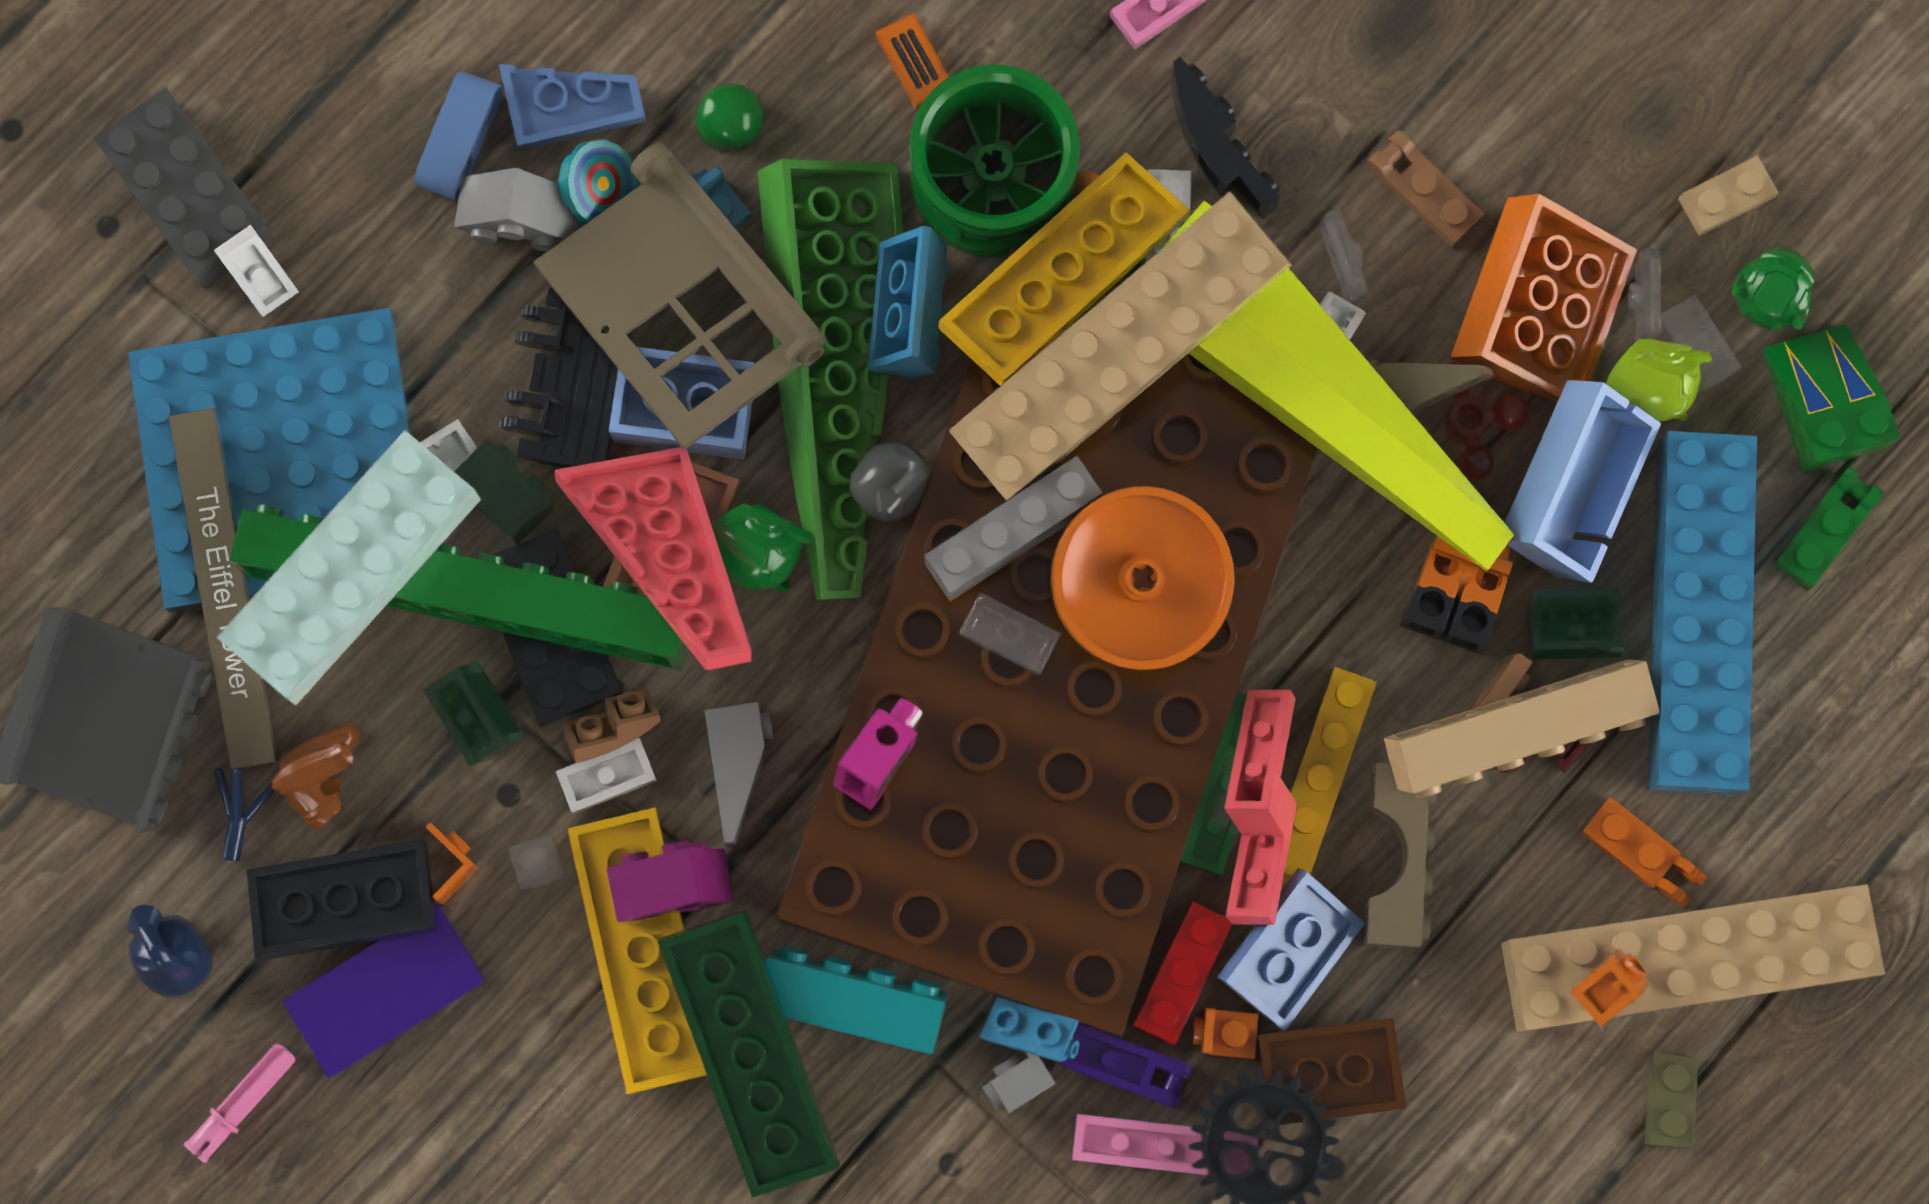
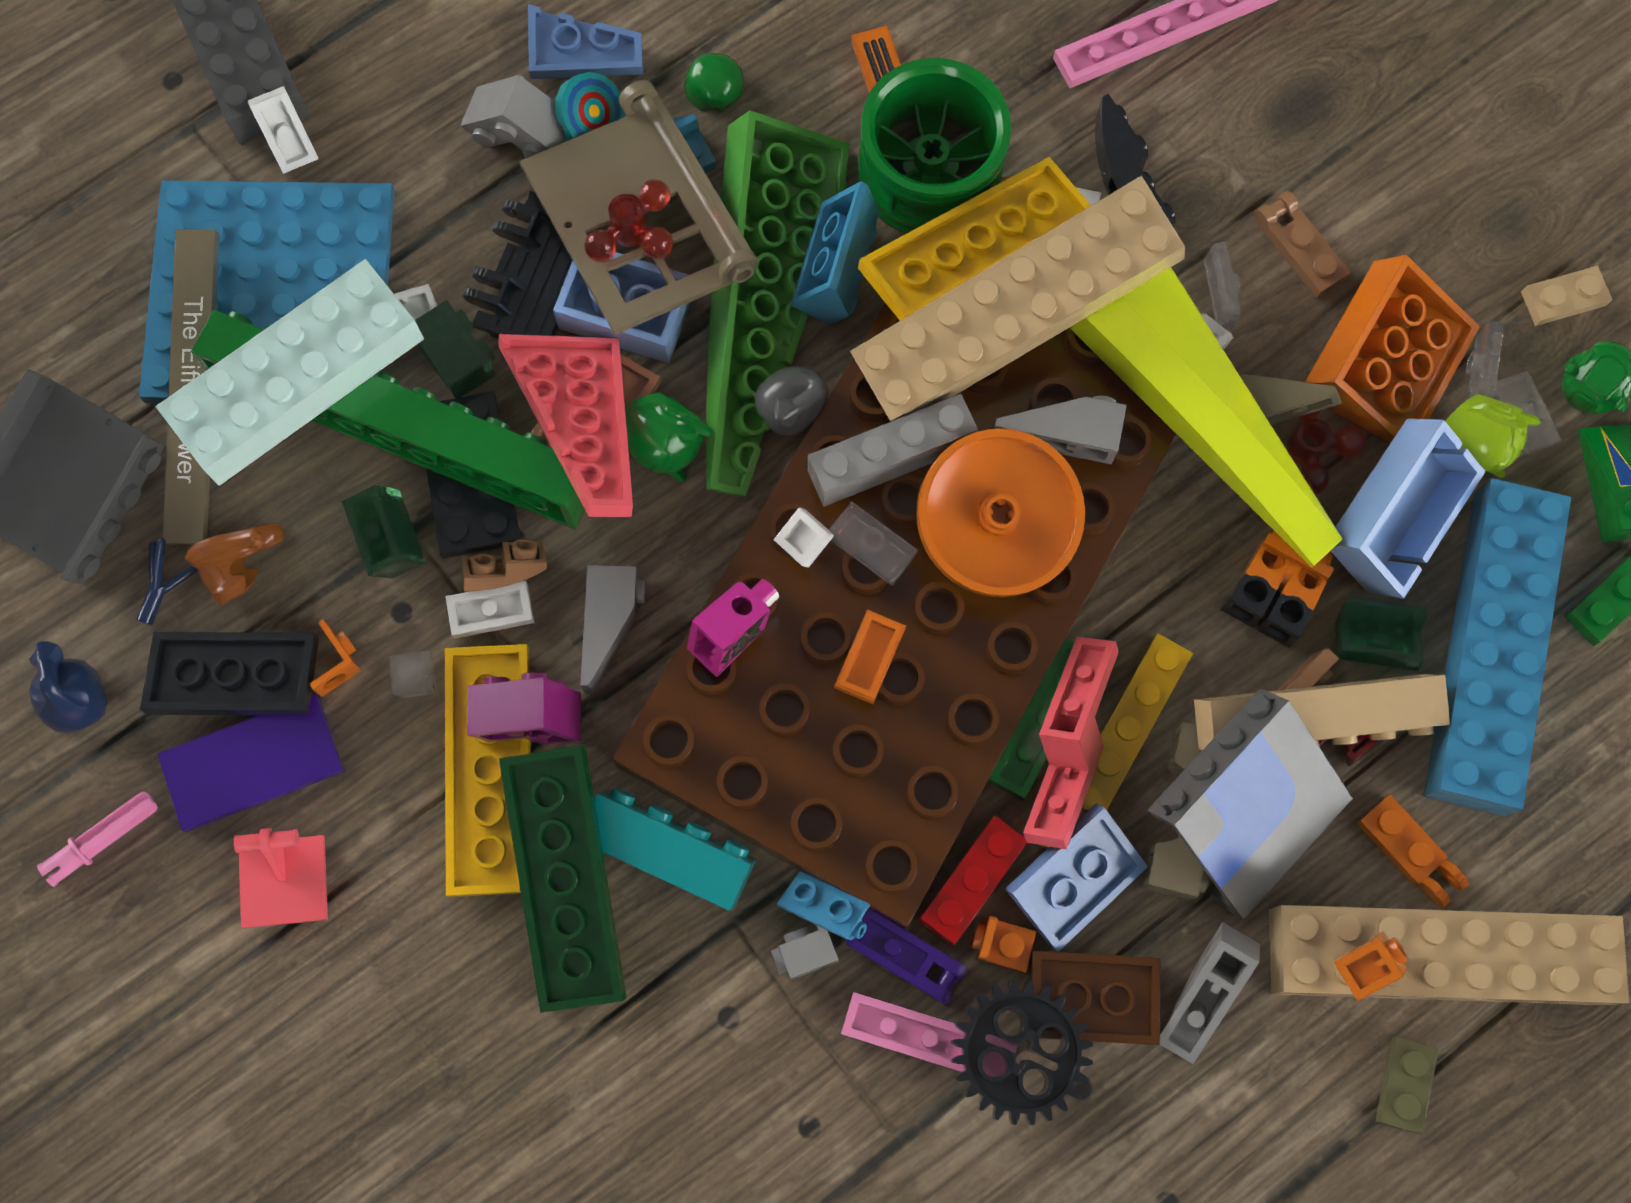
camera: 10 degrees right, 5 degrees down
(447, 1110) = (281, 878): none -> coral plate
(458, 134) = (481, 54): medium blue beam -> none
(708, 337) = (655, 241): none -> clear red piece
(936, 642) = (803, 537): none -> white plate
(1030, 758) = (870, 657): none -> orange tile
(1208, 466) = (1075, 428): none -> light grey slope
(1450, 1043) = (1210, 992): none -> light grey slope
(1462, 837) = (1253, 801): none -> panel

